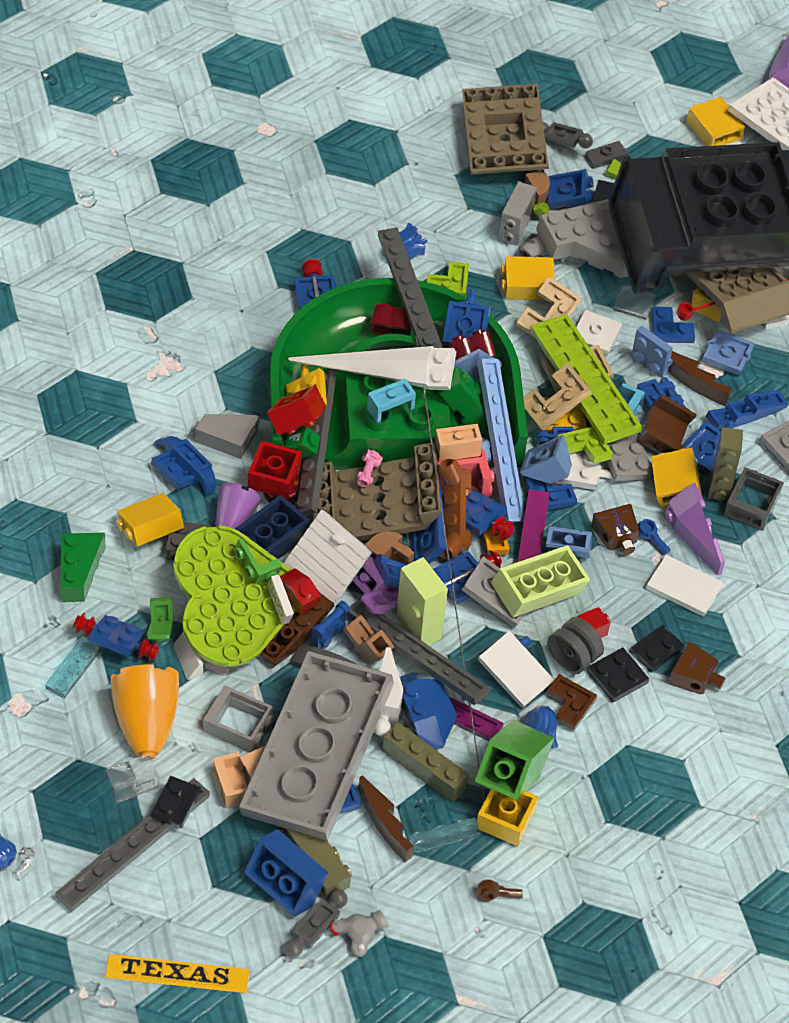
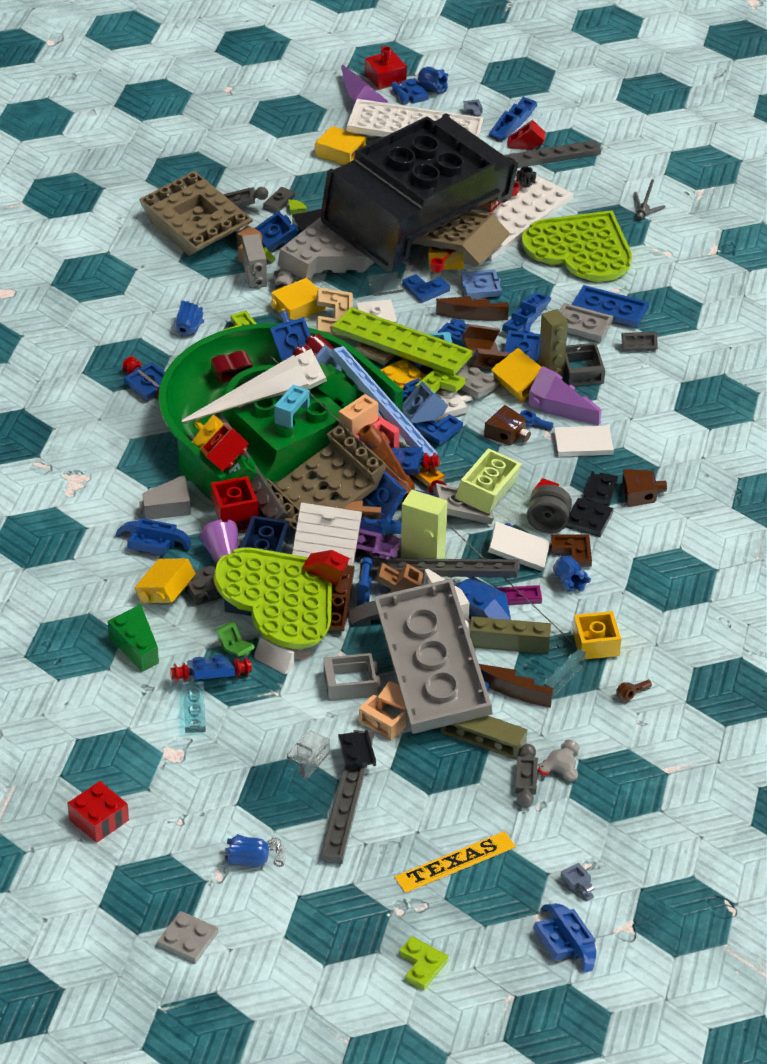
camera: 30 degrees left, 10 degrees down
(145, 706) = (277, 699): light orange cylinder -> none
(252, 570) = (280, 563): bright green bracket -> none
(280, 599) = (319, 578): white tile -> none
(286, 872) = (481, 750): blue brick -> none
(372, 460) = (299, 462): bright pink bar -> none
(408, 288) = (228, 334): dark grey plate -> none
(514, 759) = (579, 593): bright green brick -> none
(533, 524) = (448, 452): magenta tile -> none
(571, 394) = (404, 353): tan plate -> none
(578, 541) = (476, 448): medium blue brick -> none
(652, 351) = (431, 304): medium blue plate -> none

